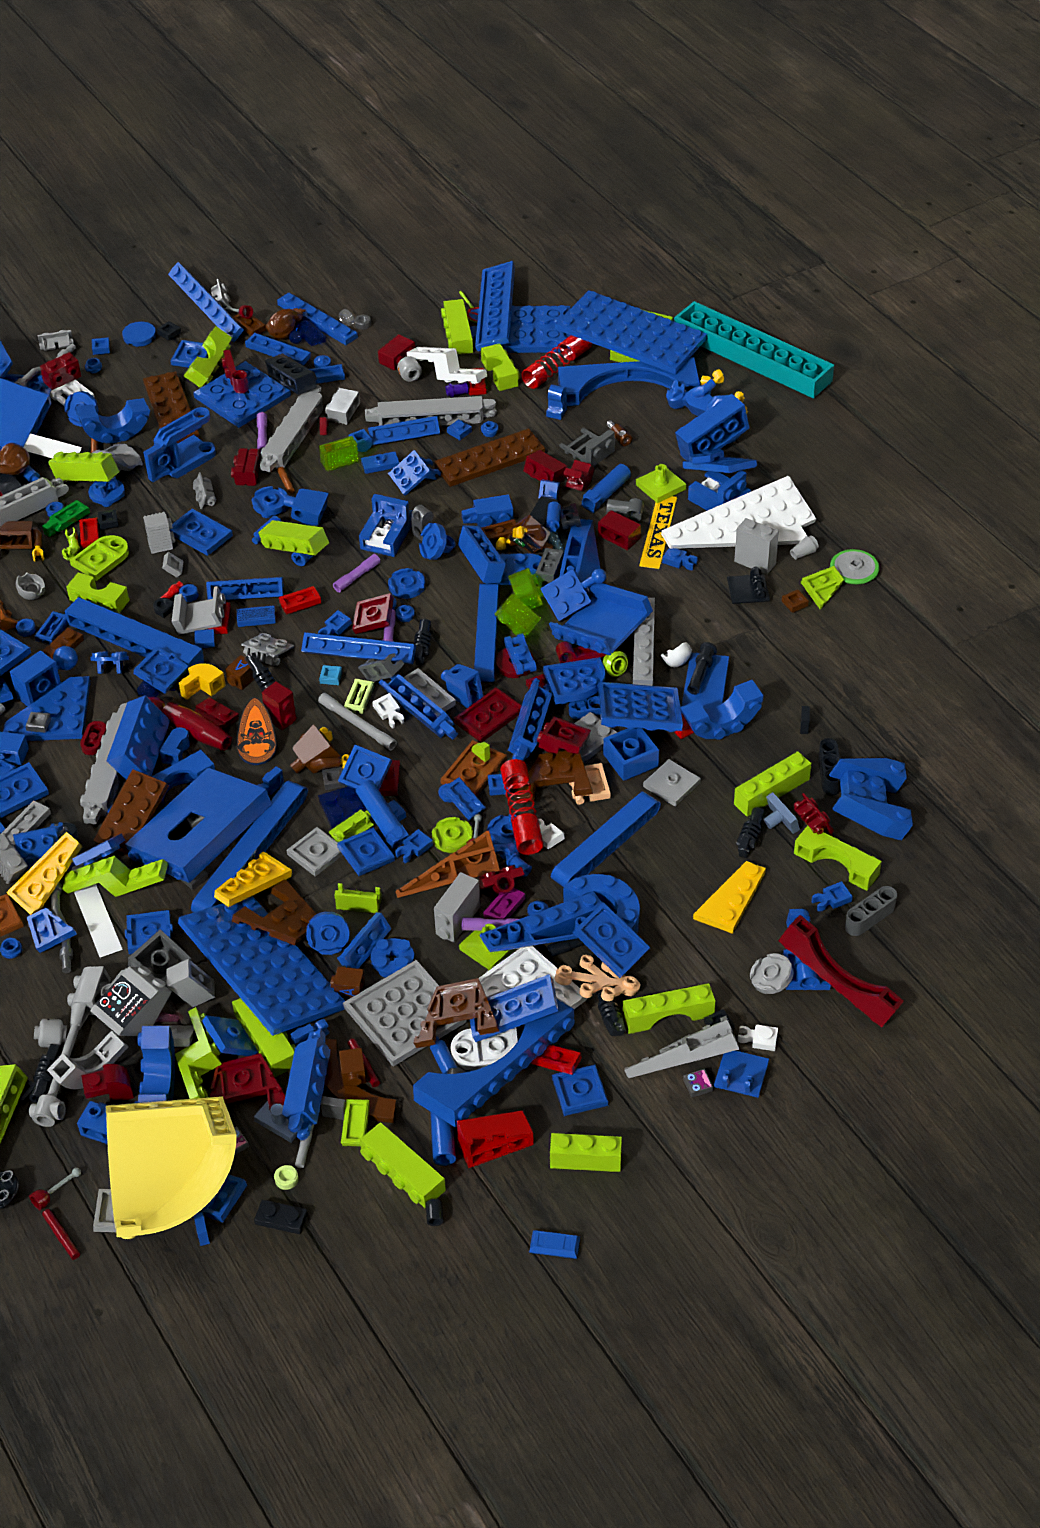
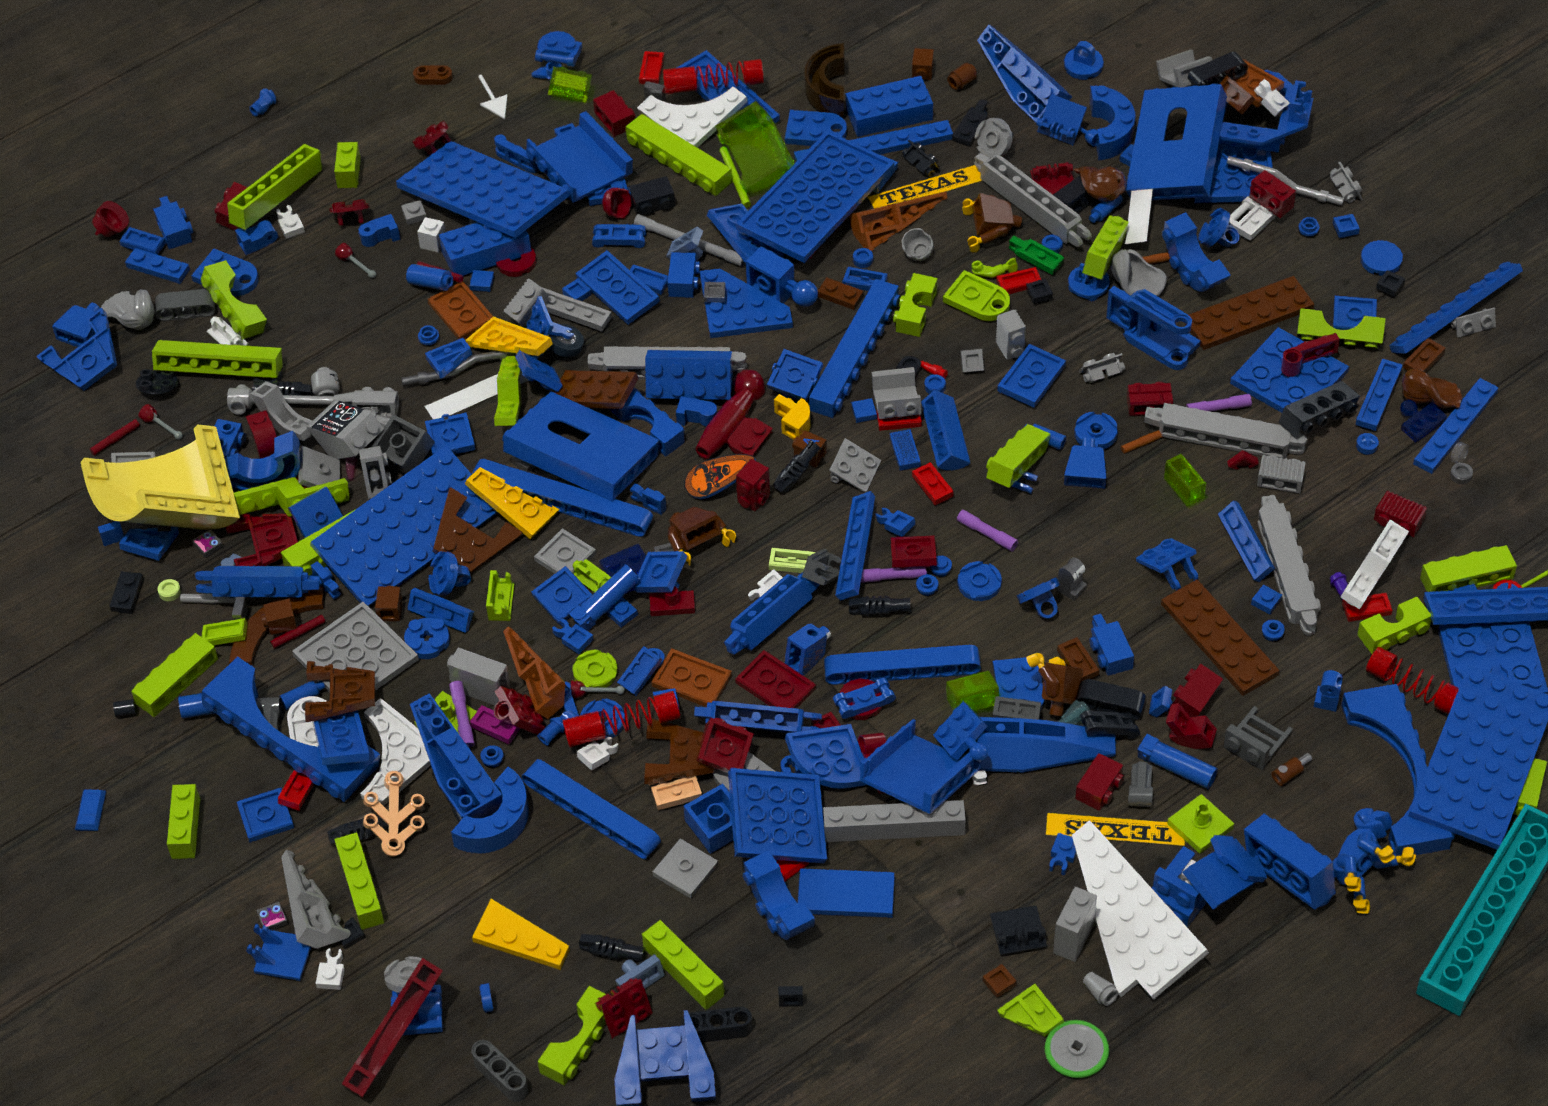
camera: 85 degrees right, 5 degrees up
(92, 737) = (703, 340): dark red plate -> none
(103, 657) = (814, 332): blue plate -> none
(244, 311) = (1437, 344): dark red hinge -> none
(329, 373) = (1347, 451): blue tile -> none
(330, 675) = (821, 530): dark azure tile -> none
(362, 439) = (1218, 499): blue brick -> none
(379, 462) = (1188, 527): blue plate -> none
(381, 737) = (729, 587): light grey piece -> none
(386, 526) = (1053, 543): blue brick -> none
(409, 368) = (1366, 530): light grey head -> none
(430, 689) = (810, 613): light grey plate -> none
(481, 554) = (1020, 639): blue brick -> none
(482, 750) = (706, 676): lime tile -> none
(493, 1136) = (200, 740): red wedge -> none
(517, 616) = (921, 687): clear neon green brick -> none
(553, 516) = (1093, 703): blue cylinder -> none
(611, 940) = (431, 813): blue plate -> none
(615, 663) = (861, 793): lime cone -> none
(678, 656) = (883, 856): white hair -> none
(703, 662) = (869, 882): black pin -> none
(833, 895) = (521, 1035): blue plate -> none

